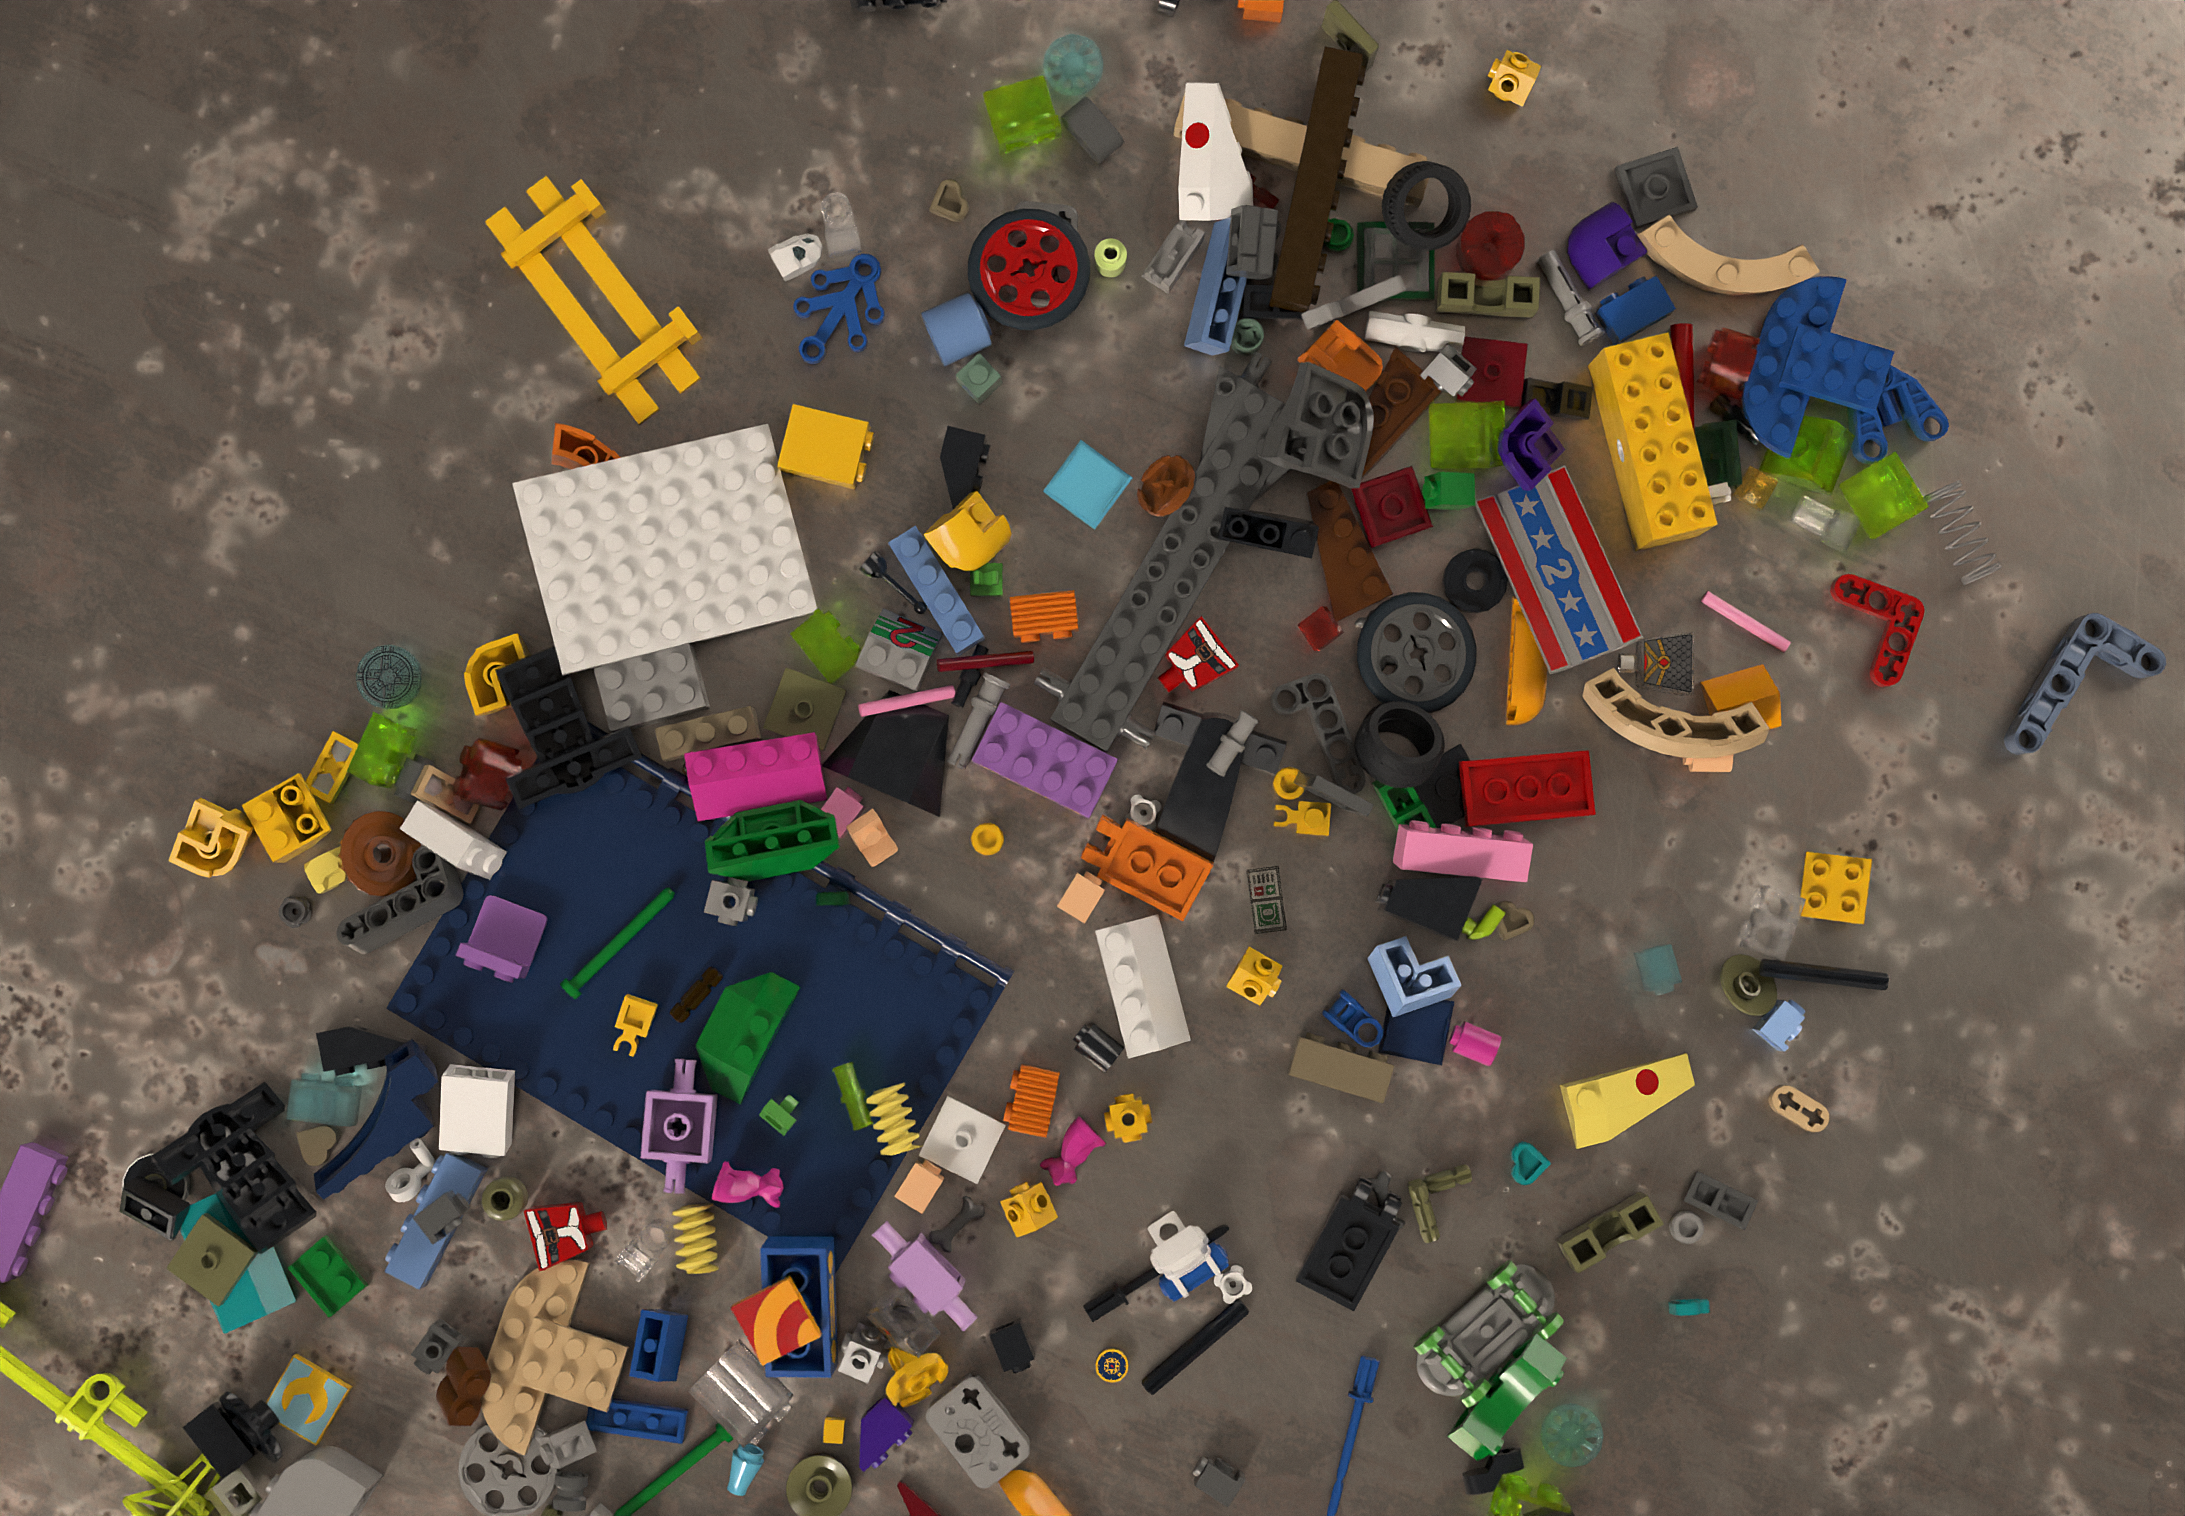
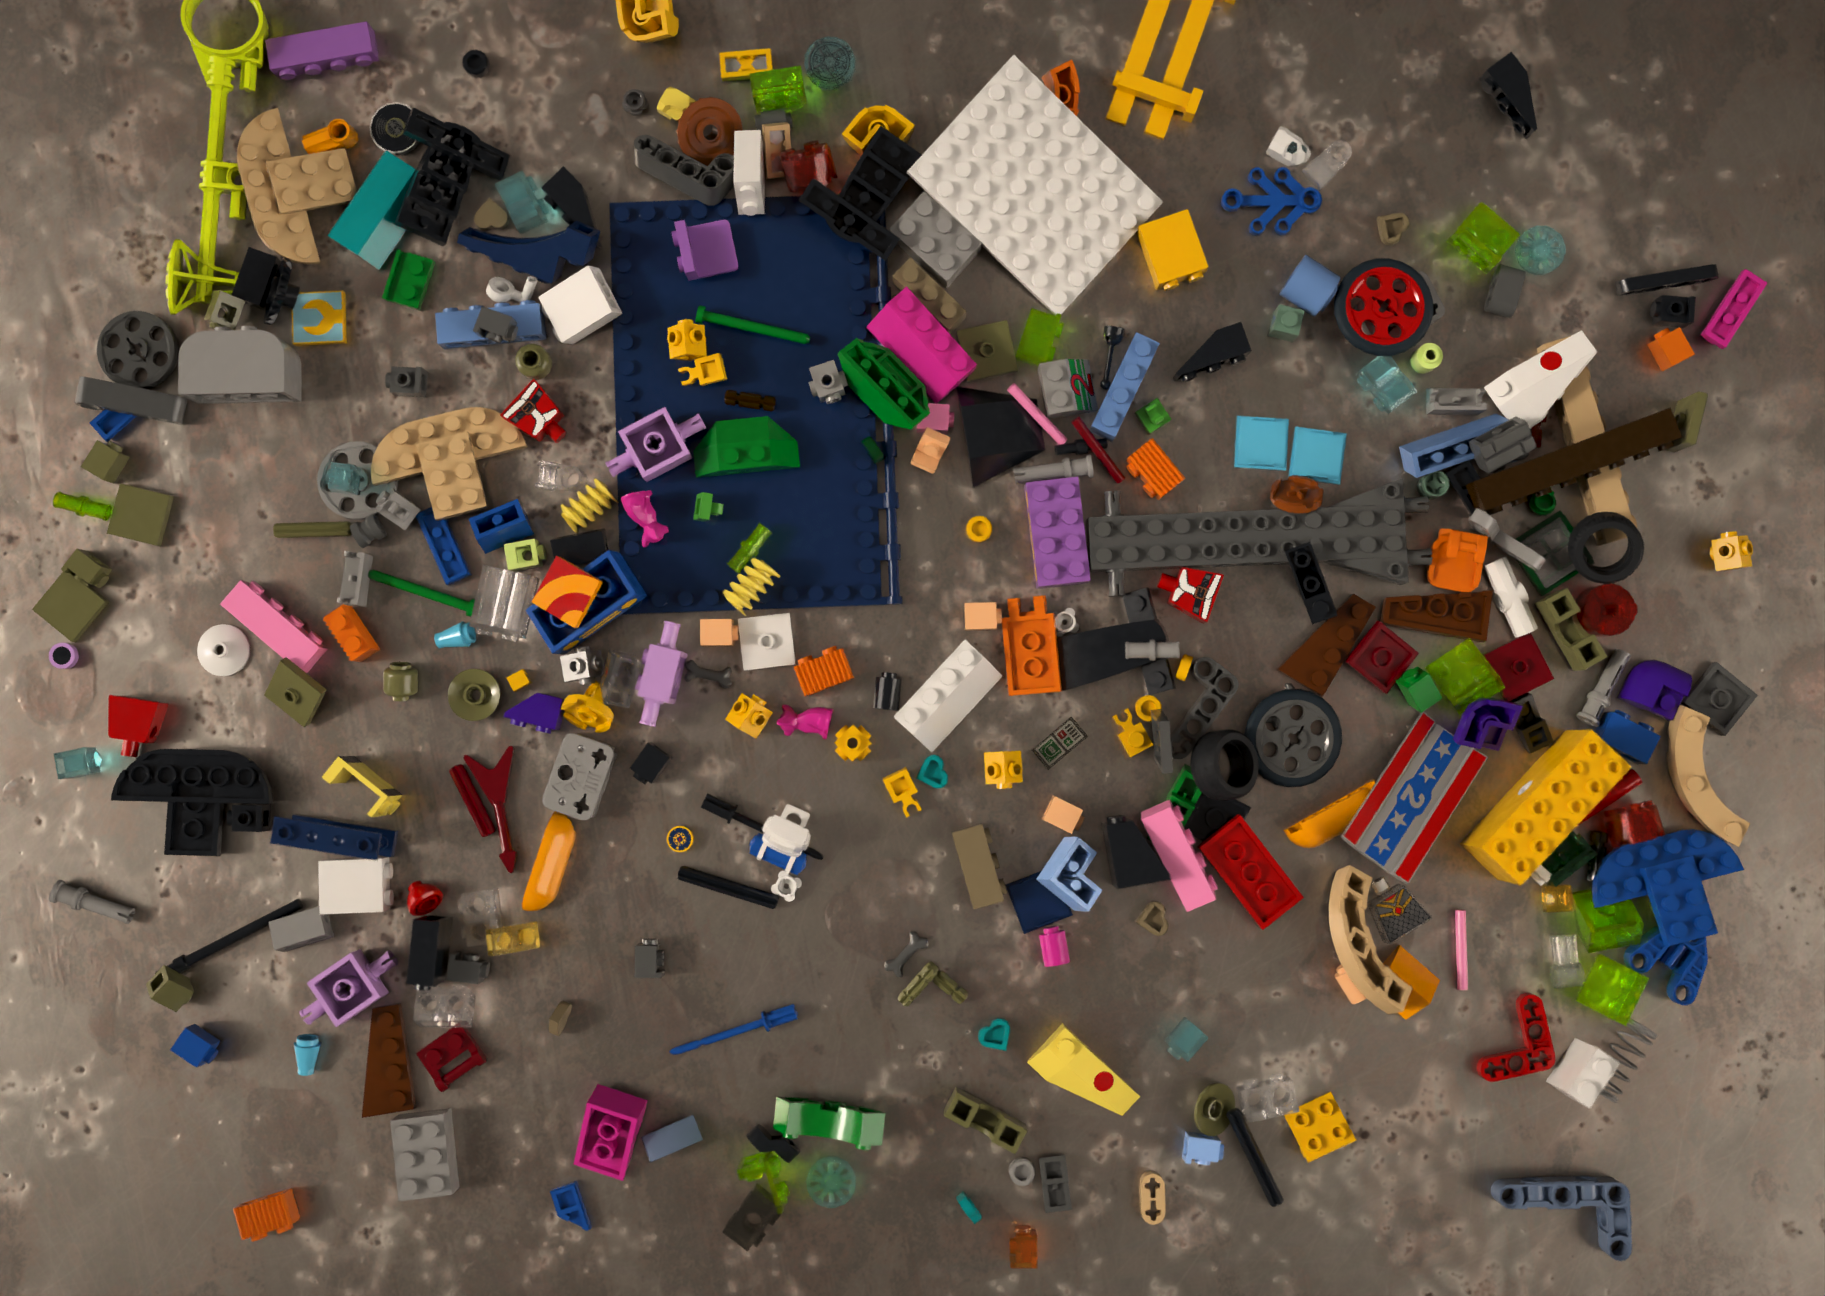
camera: 60 degrees right, 0 degrees up
(119, 1267) = (328, 138): none -> light orange piece
(141, 1055) = (476, 63): none -> black tile
(144, 1346) = (285, 186): none -> tan plate
(153, 1207) = (381, 135): black slope -> none
(212, 1259) = (371, 194): olive plate -> none
(287, 819) = (692, 56): yellow slope -> none
(463, 1386) = (392, 414): reddish brown brick -> none
(498, 1483) = (343, 478): none -> clear light blue brick
(590, 1021) = (687, 340): none -> yellow brick
(696, 1347) = (516, 551): none -> yellowish green brick
(736, 1273) = (580, 547): none -> black hinge
(969, 534) = (1177, 383): yellow brick -> none
(1108, 316) = (1386, 383): none -> clear light blue brick
(1138, 434) = (1318, 454): none -> medium azure piece
(1207, 1096) = (902, 788): none -> yellow plate
(1212, 1052) = (932, 772): none -> teal tile
(1270, 718) = (1184, 667): none -> yellow tile
(1320, 628) = (1267, 662): clear red plate -> none
(1322, 427) = (1407, 573): dark grey slope -> none
(1344, 944) = (1063, 815): none -> light nougat brick
(1351, 1246) = (862, 949): black tile -> none
(1352, 1019) = (1016, 852): blue piece -> none
(1450, 371) = (1501, 637): brick -> none
(1457, 589) = (1383, 746): black tile -> none
(1484, 927) = (1137, 903): lime arm -> none
(1486, 1332) = (864, 1079): light grey piece -> none
(1766, 1276) = (1024, 1247): none -> clear orange brick
(1949, 582) = (1582, 1072): none -> white brick

